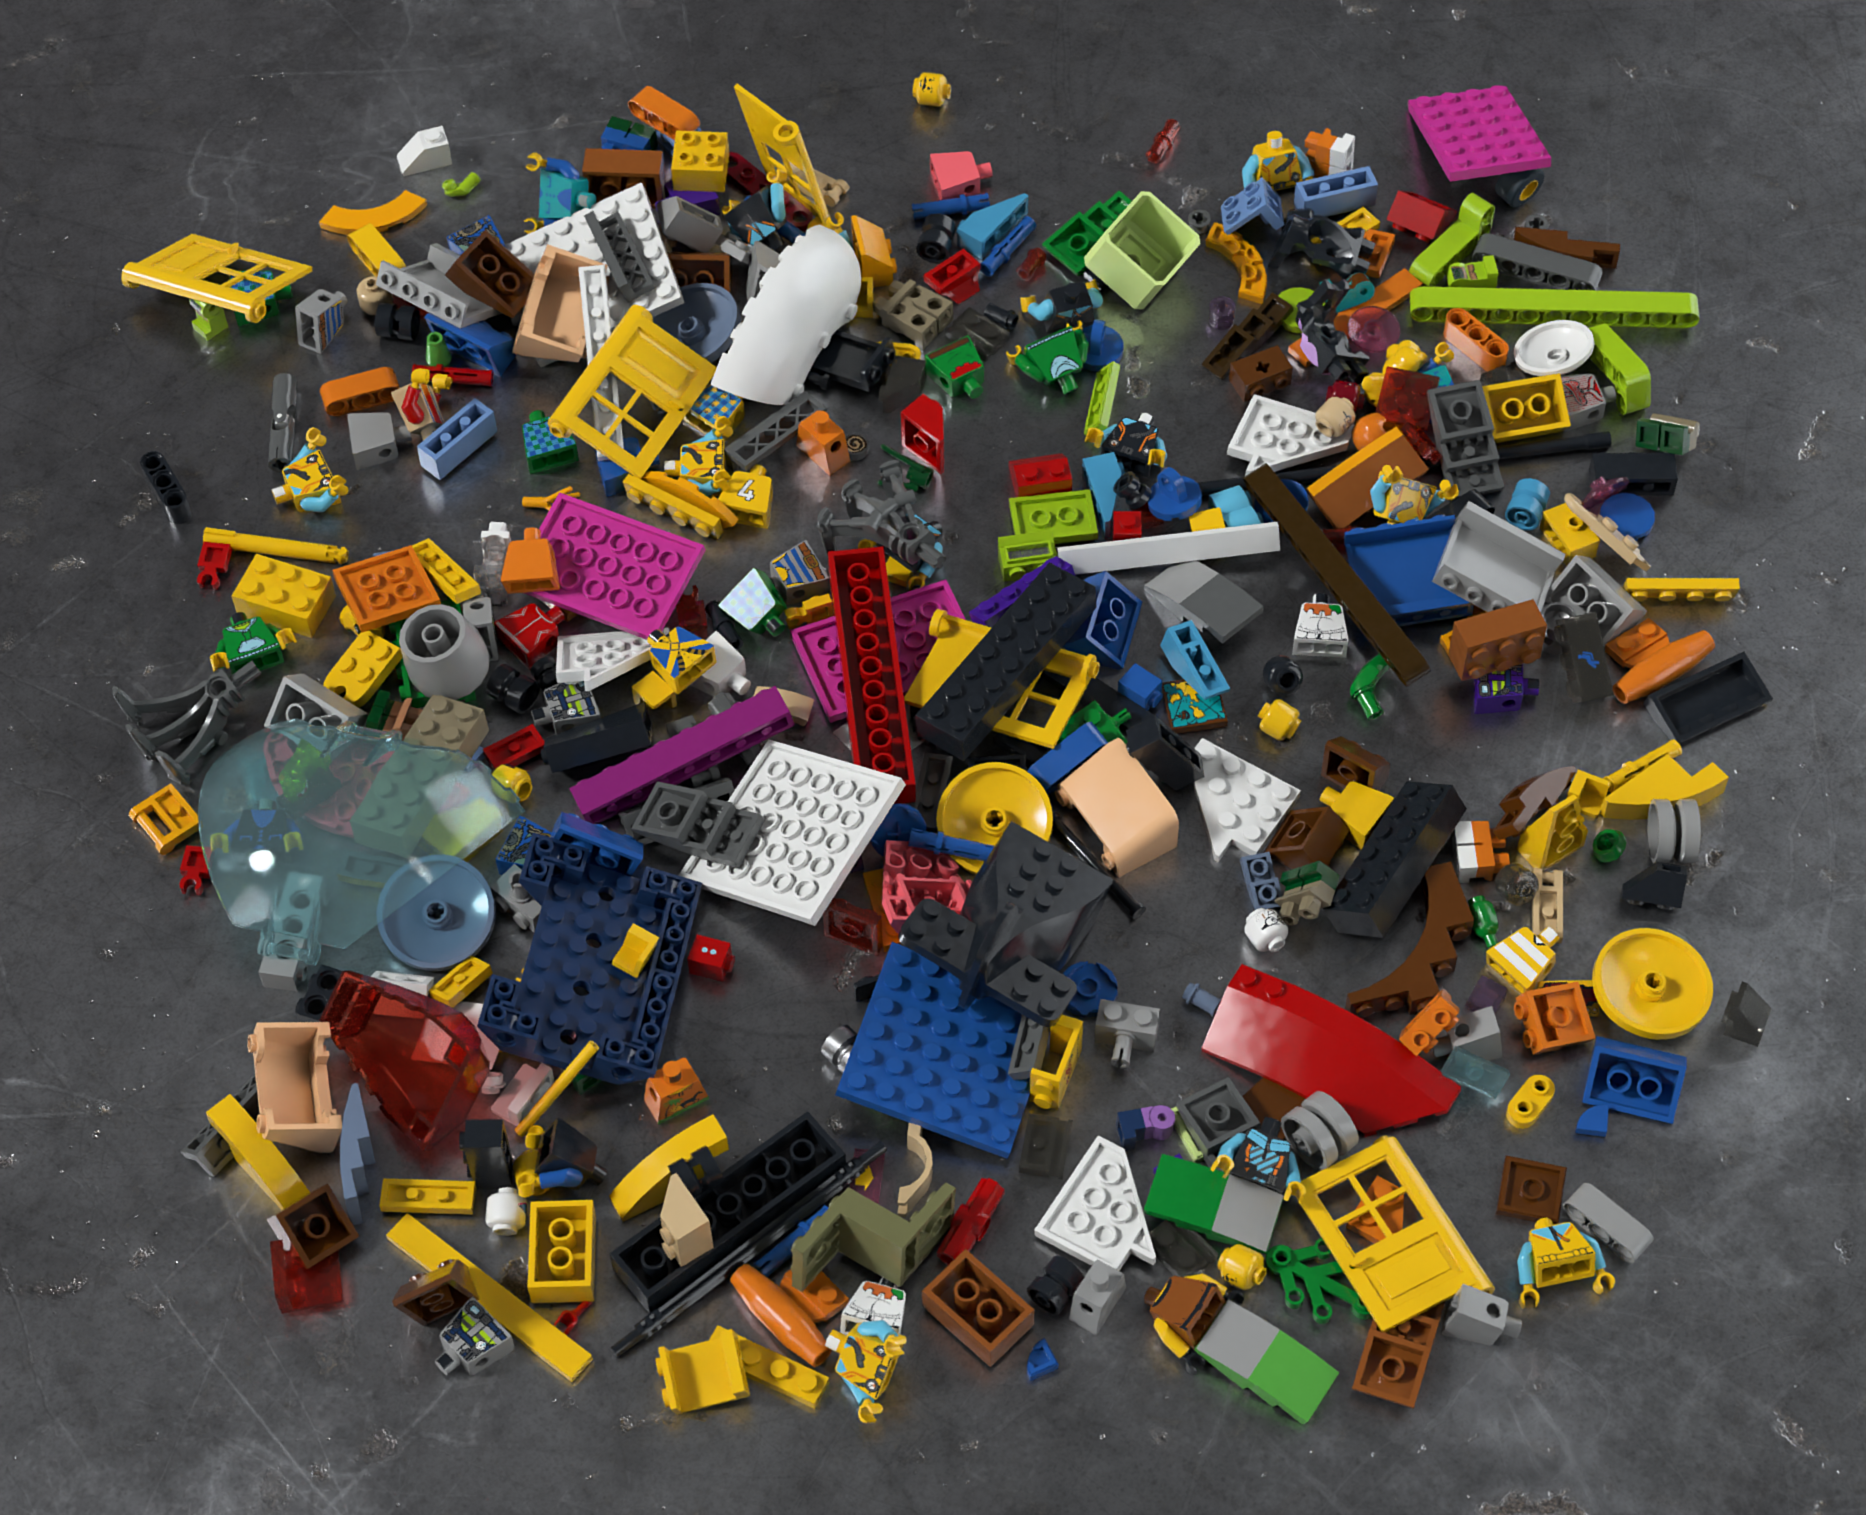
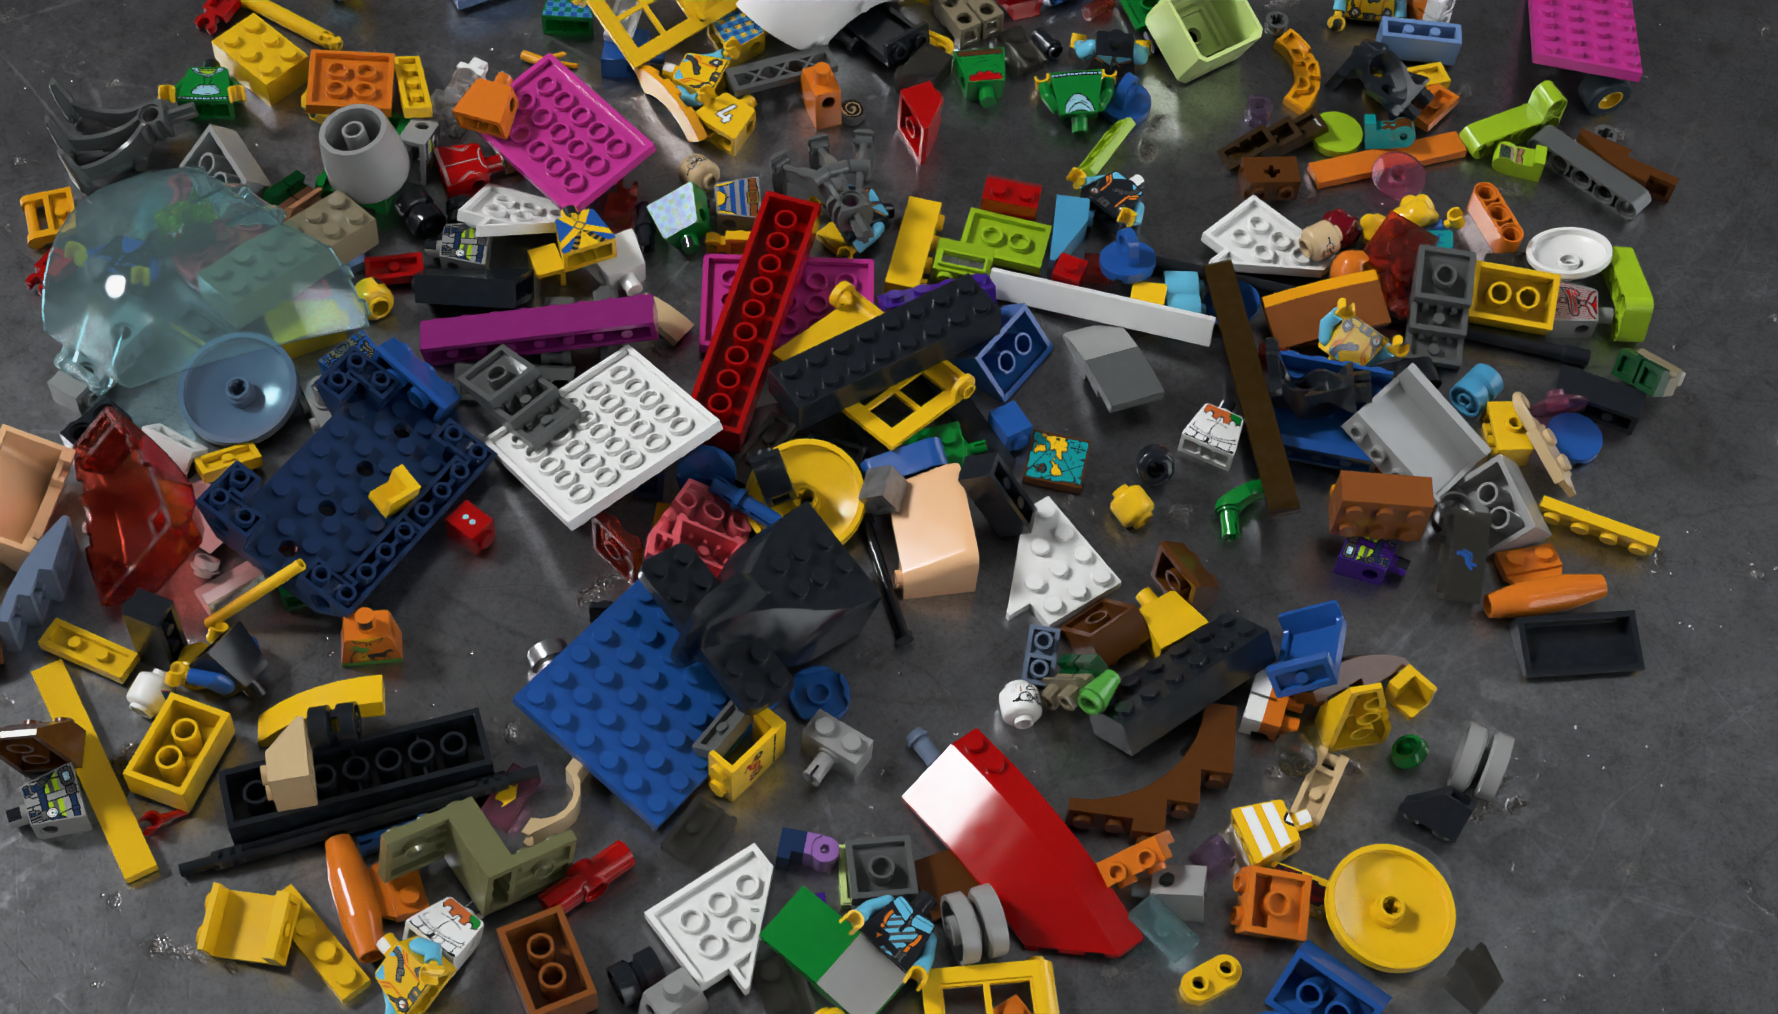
camera: 15 degrees right, 0 degrees up
(363, 668) = (290, 148): yellow plate -> none
(679, 510) = (657, 110): yellow plate -> none
(747, 554) = (699, 171): none -> tan head
(917, 473) = (896, 155): dark green plant -> none
(964, 811) = (773, 477): none -> black slope
(976, 554) = (914, 245): none -> yellow brick
(1062, 787) = (883, 490): none -> flat silver panel
(1132, 490) = (1090, 240): black wheel -> none
(1193, 660) = (1073, 418): dark azure slope -> none
(1254, 200) = (1340, 18): medium blue bracket -> none
(1322, 342) = (1341, 167): black hips -> none
(1334, 894) = (1098, 693): none -> bright green cone
(1397, 556) = (1317, 392): none -> black hips
(1420, 215) = (1492, 87): red slope -> none
(1485, 920) = (1246, 777): green plant -> none
(1491, 788) = (1309, 649): none -> blue panel
(1548, 305) = (1574, 209): lime beam -> none
(1631, 769) = (1479, 686): yellow pin -> none
(1663, 781) = (1494, 708): yellow slope -> none

